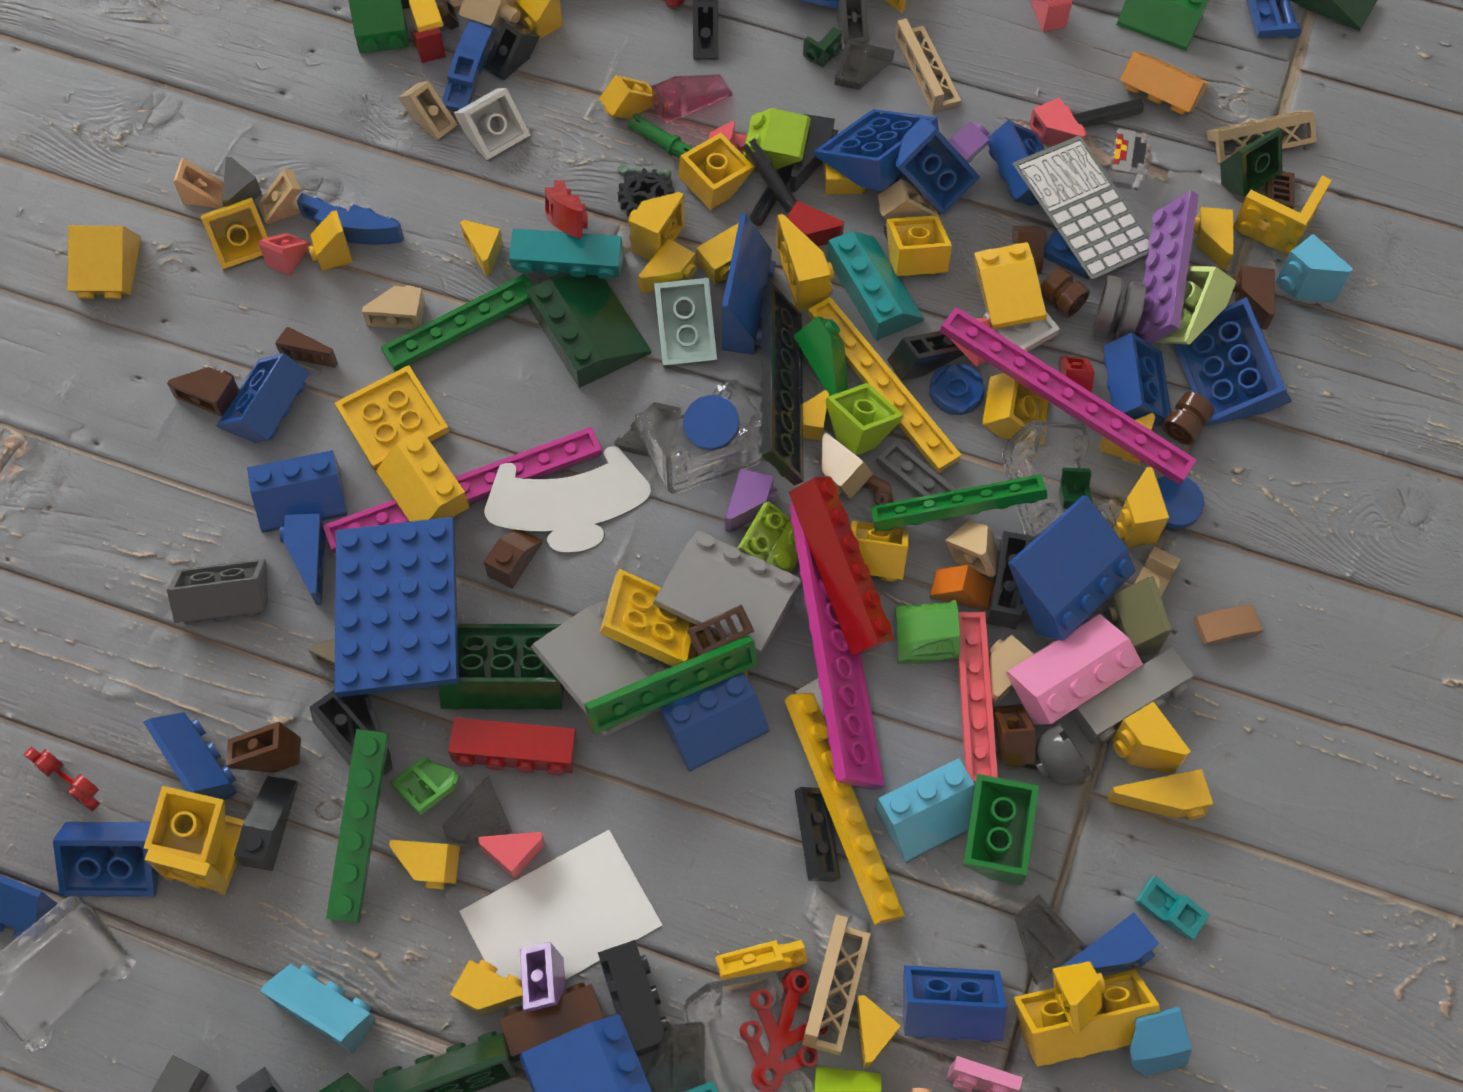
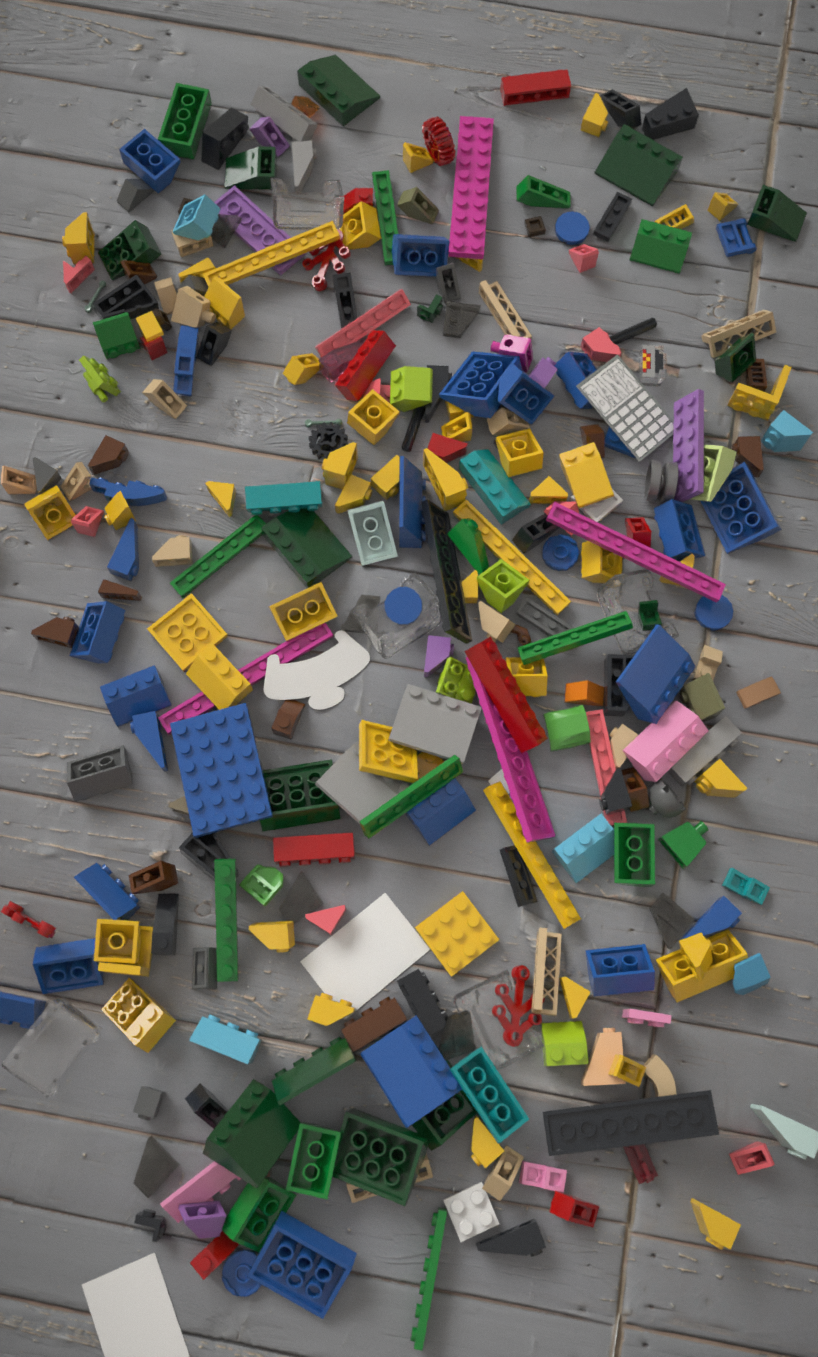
camera: 10 degrees left, 10 degrees up
(195, 950) = (138, 1015): none -> yellow slope
(311, 897) = (204, 968): none -> dark grey slope
(326, 304) = (125, 558): none -> blue slope
(332, 171) = (108, 455): none -> reddish brown slope
(342, 71) = (98, 378): none -> lime plate
(492, 123) = (211, 401): white slope -> none
(541, 976) = (363, 999): medium lavender slope -> none
(563, 409) = (303, 611): none -> yellow slope
(565, 210) = (277, 465): red slope -> none
(672, 144) = (338, 399): green pin -> none
(707, 908) = (456, 933): none -> yellow plate
(717, 102) = (365, 365): none -> red brick
(730, 51) = (365, 323): none -> coral plate
(743, 619) = (433, 764): reddish brown slope -> none
(761, 959) = (495, 963): yellow hinge -> none
(769, 174) = (407, 411): black pin -> none
(837, 201) = (458, 428): none -> yellow slope
(935, 104) = (516, 347): none -> dark pink torso
(943, 302) = (548, 492): none -> yellow slope
(974, 546) = (589, 666): tan slope -> none
(985, 736) = (615, 795): none -> black slope
(1061, 289) = (622, 473): reddish brown wheel -> none
(1083, 824) = (685, 842): none -> green torso
(1143, 513) = (695, 625): yellow slope -> none
(1163, 82) = (668, 302): light orange slope -> none
(1169, 796) = (736, 814): yellow slope -> none
(1190, 416) = (717, 551): reddish brown wheel -> none
(1215, 234) = (717, 414): yellow slope -> none

